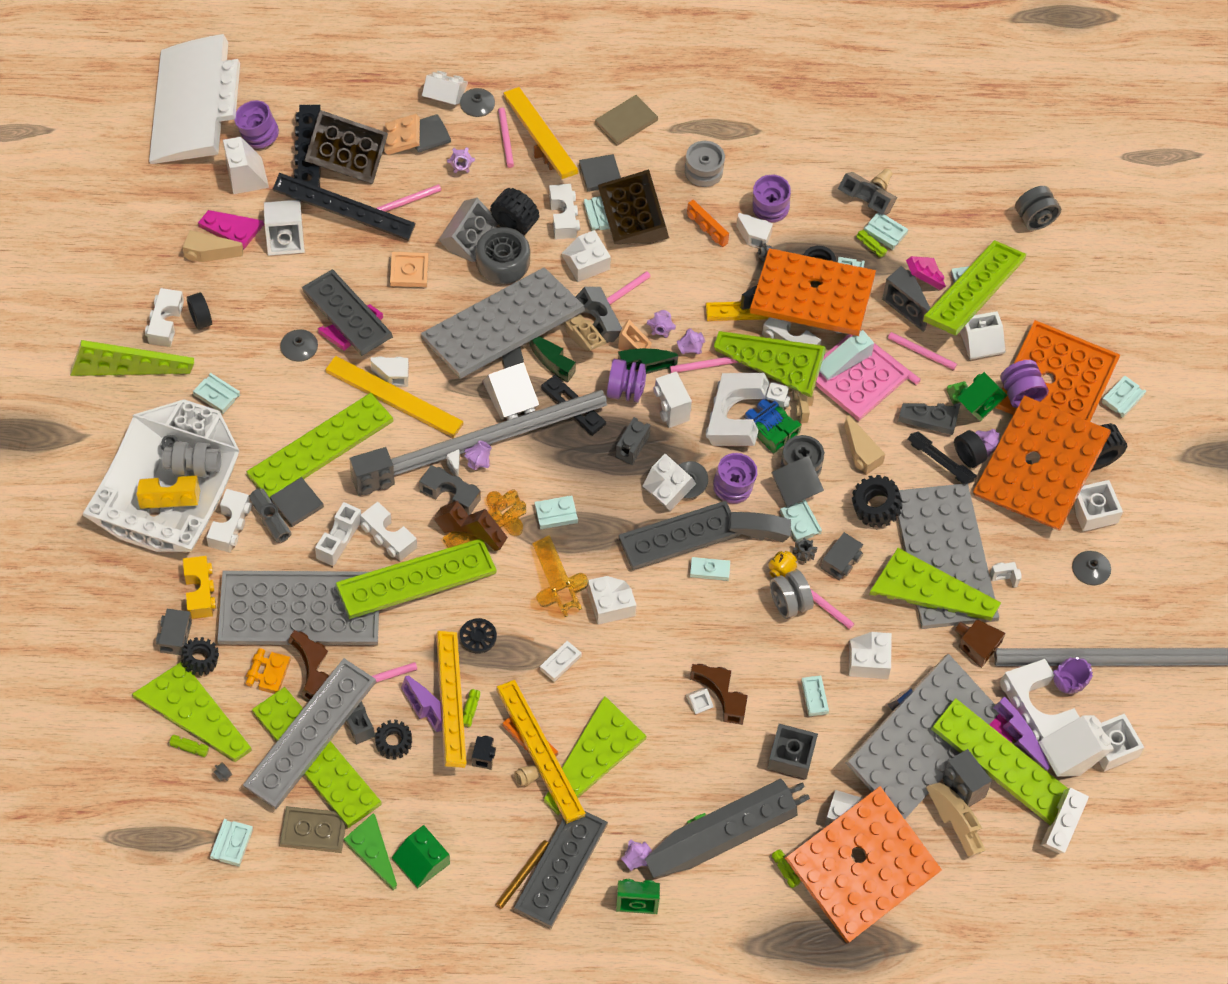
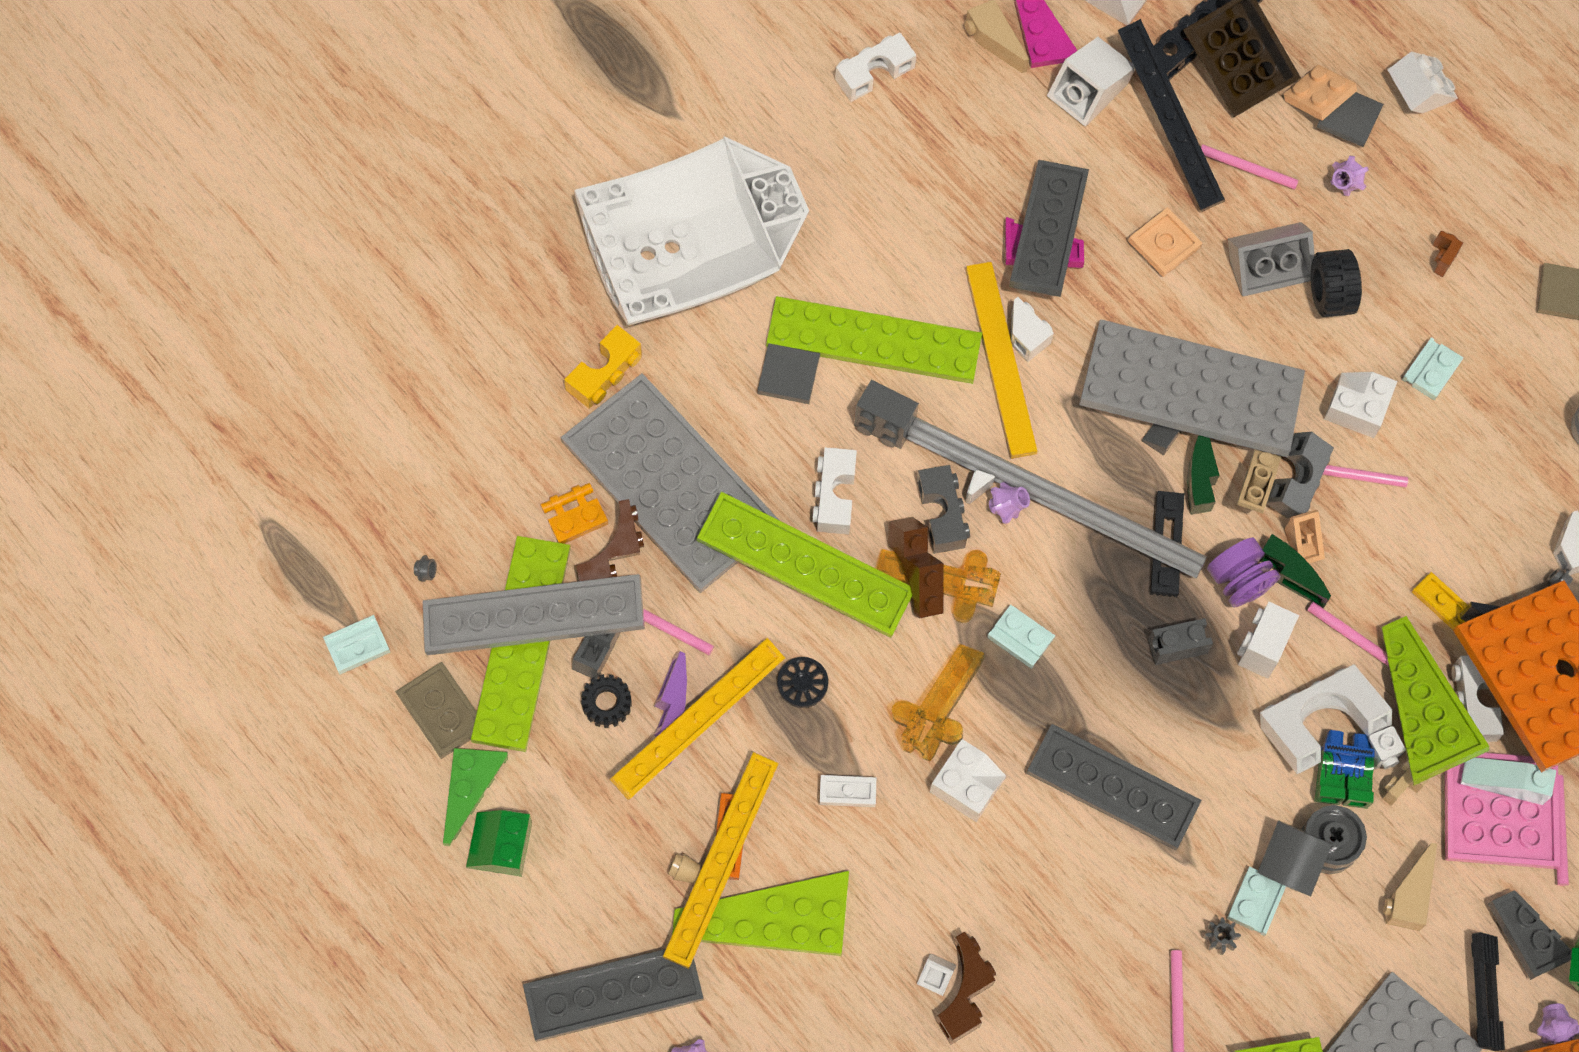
camera: 50 degrees right, 10 degrees up
(109, 359) = (776, 66): lime wing -> none
(167, 440) = (725, 194): dark grey plate -> none
(174, 632) = (534, 389): dark grey brick -> none
(182, 493) = (686, 260): yellow arch -> none
(189, 745) = (426, 512): lime axle -> none
(190, 707) = (469, 470): lime wing -> none
(198, 459) = (732, 240): light grey piece -> none
(199, 310) = (911, 90): black tyre -> none
(203, 647) = (532, 421): black tyre -> none
(216, 393) = (837, 190): light aqua plate -> none
(225, 535) = (685, 340): white arch -> none
(274, 523) = (742, 375): dark grey piece -> none
(299, 351) = (968, 226): dark grey dish -> none
(333, 544) = (802, 443): white arch -> none
(470, 707) = (712, 746): lime axle -> none
(477, 102) = (1436, 136): dark grey dish -> none
(483, 752) = (671, 802): black brick -> none
(502, 255) = (1277, 301): dark grey wheel -> none
(506, 139) = (1426, 196): bright pink bar -> none
(511, 392) = (1115, 470): white slope -> none
(522, 874) = (571, 960): pearl gold bar -> none
(540, 133) = (1463, 224): yellow tile -> none
(562, 199) = (1380, 346): white arch -> none
(598, 171) = (1483, 325): dark grey tile -> none
(633, 209) = (1468, 399): dark brown slope -> none
(661, 323) = (1356, 548): lavender rock -> none
(668, 482) = (1162, 721): white slope -> none
(691, 342) = (1362, 599): lavender rock -> none
(698, 474) = (1188, 728): dark grey dish -> none
(707, 223) = (1532, 489): orange plate -> none
(710, 568) = (1105, 853): light aqua plate -> none
(735, 478) = (1249, 782): medium lavender wheel -> none
(760, 525) = (1204, 862): dark grey slope -> none
(782, 563) = (1179, 927): yellow head -> none
(791, 594) = (1145, 966): light grey wheel -> none
(842, 556) = (1253, 984): dark grey brick -> none
(877, 487) = (1357, 943): black tyre -> none
(970, 449) = (1527, 1015): black tyre -> none

